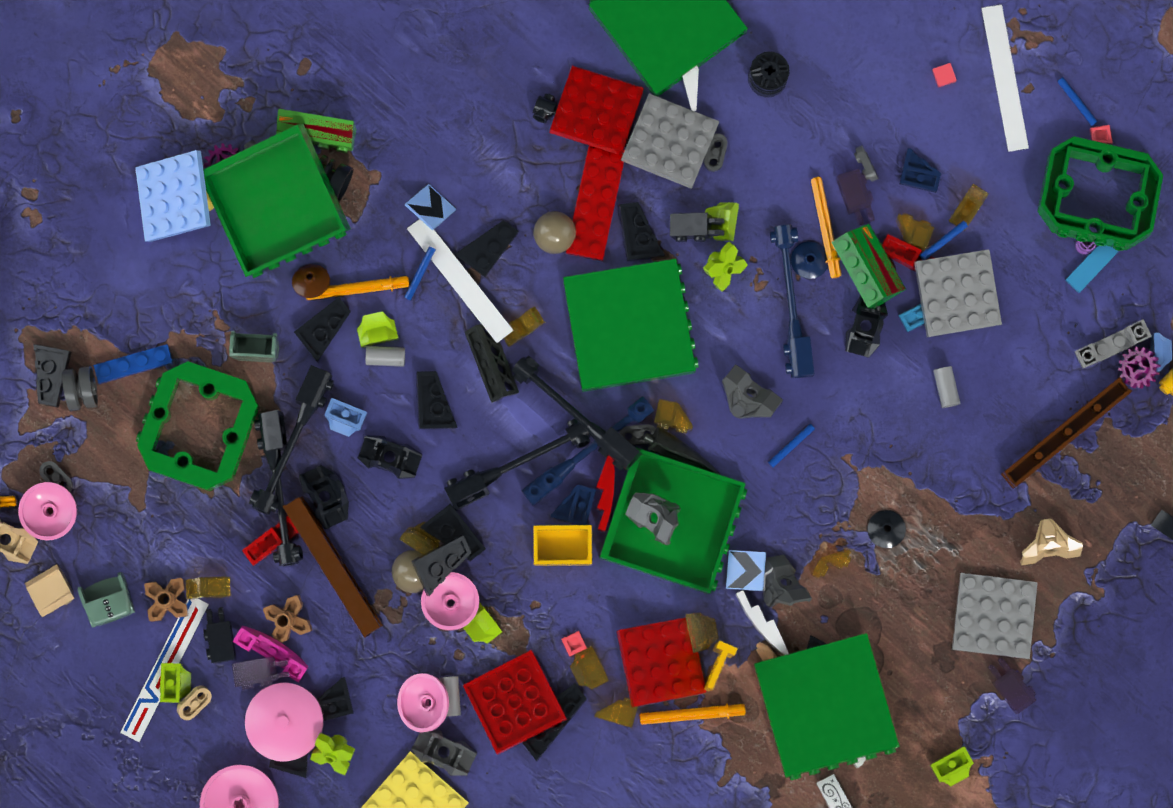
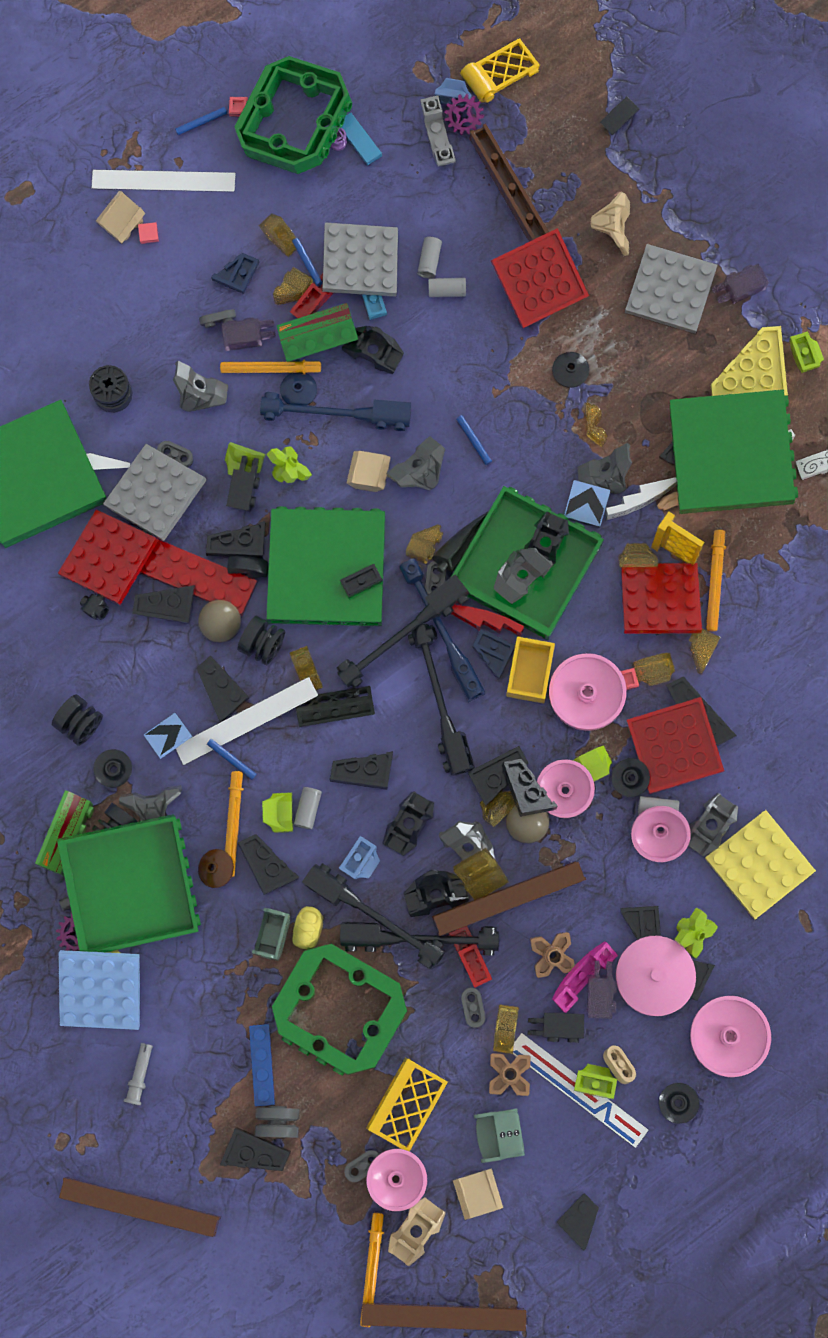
camera: 70 degrees left, 5 degrees down
(42, 691) = (579, 1220): none -> black wing
(94, 251) = (136, 1084): none -> light grey pin
(125, 491) = (391, 1096): none -> yellow fence
(158, 763) = (689, 1101): none -> black dish
(223, 553) = (474, 1007): none -> dark grey plate
(270, 380) = (307, 928): none -> light yellow piece
(351, 535) = (480, 874): none -> clear yellow slope
(357, 204) = (150, 806): none -> dark grey piece
(388, 152) = (106, 761): none -> black dish
(388, 521) = (466, 833): none -> dark grey piece
(426, 119) = (77, 720): none -> black wheel
(471, 656) = (621, 775): none -> black dish
(541, 273) = (259, 639): none -> black wheel
(551, 605) = (587, 692): none -> bright pink dish
(560, 177) = (166, 604): none -> black wing
(616, 252) = (253, 566): none -> black slope
(619, 361) = (361, 580): none -> black plate
(710, 539) = (553, 528): none -> black piece
(737, 346) = (368, 471): none -> tan slope
(786, 176) = (191, 395): none -> dark grey piece
(921, 717) = (757, 366): none -> light yellow plate
(954, 44) = (121, 217): none -> tan slope
(974, 478) = (539, 278): none -> red plate
(975, 363) = (429, 257): none -> light grey pin

